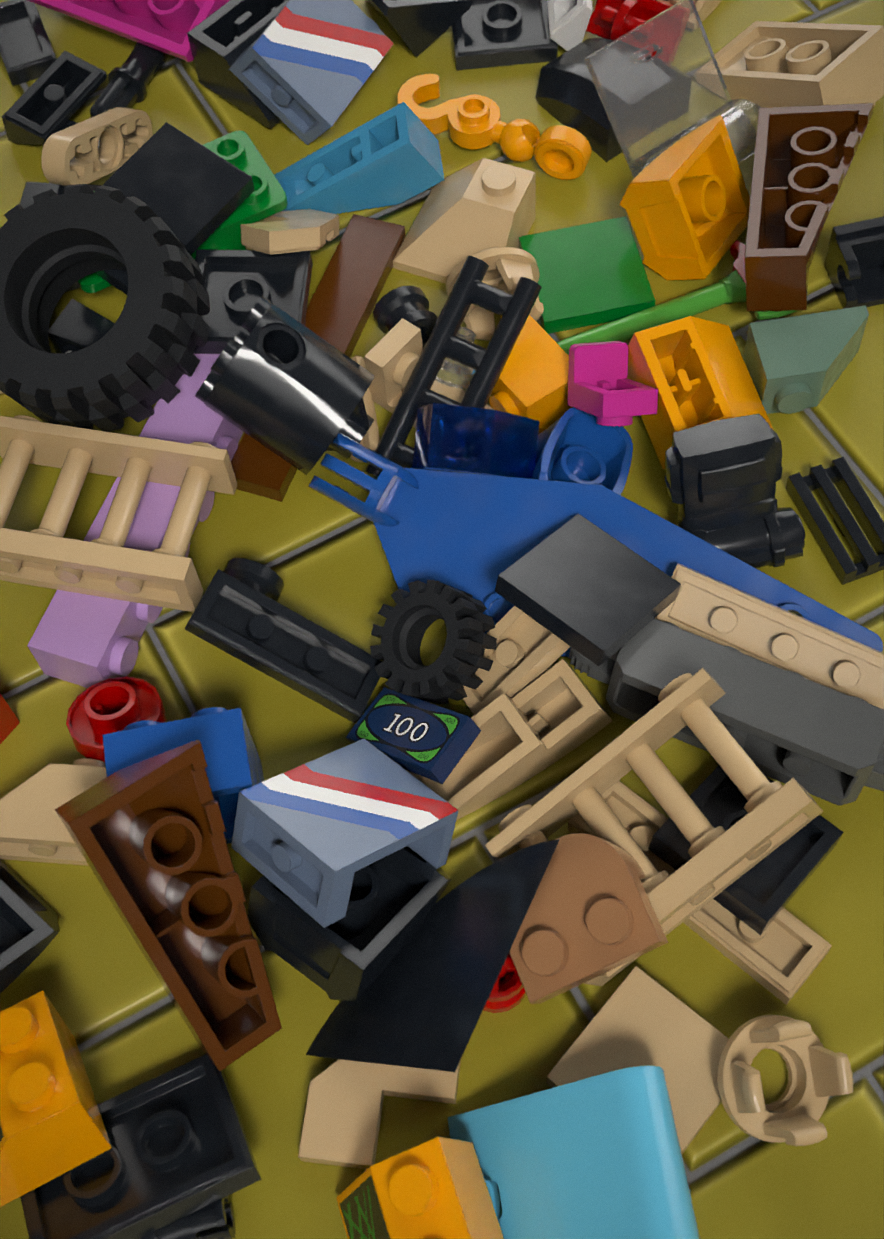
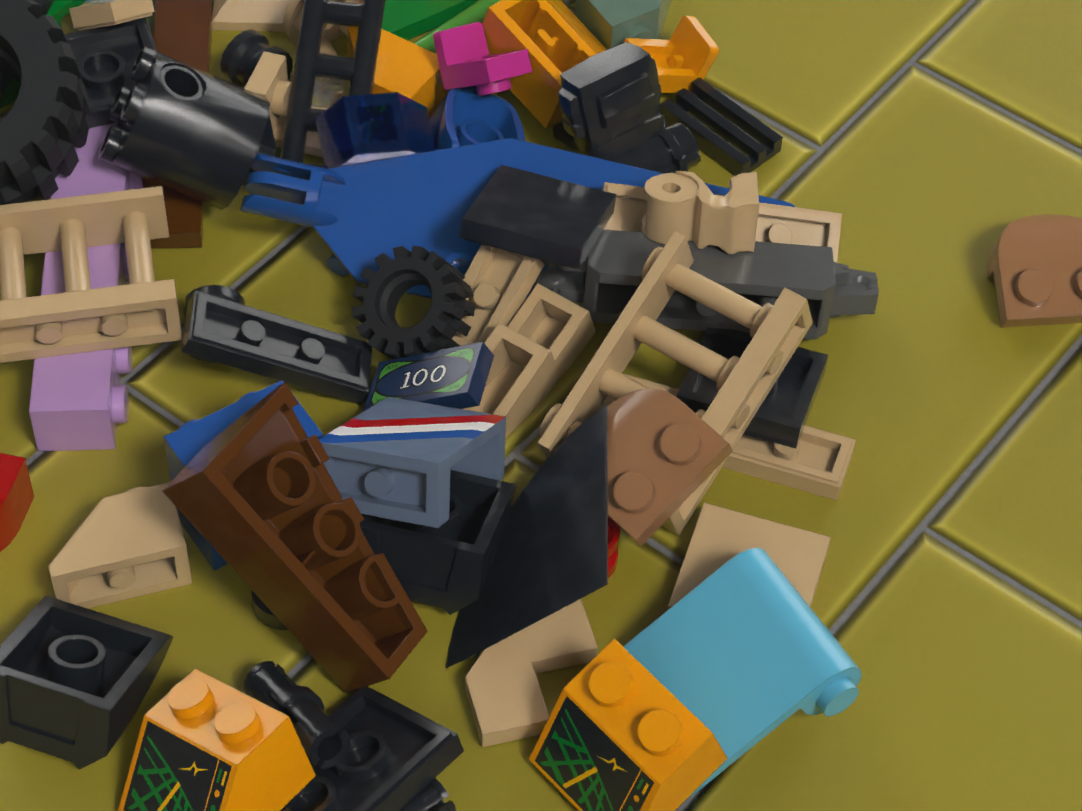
camera: 30 degrees left, 10 degrees down
(109, 709) = (134, 452): red plate -> none
(126, 1069) = (318, 733): none -> black pin
(740, 626) = (688, 206): none -> tan leg
(812, 1078) = (880, 530): tan piece -> none
(817, 431) = (683, 56): none -> light orange bracket

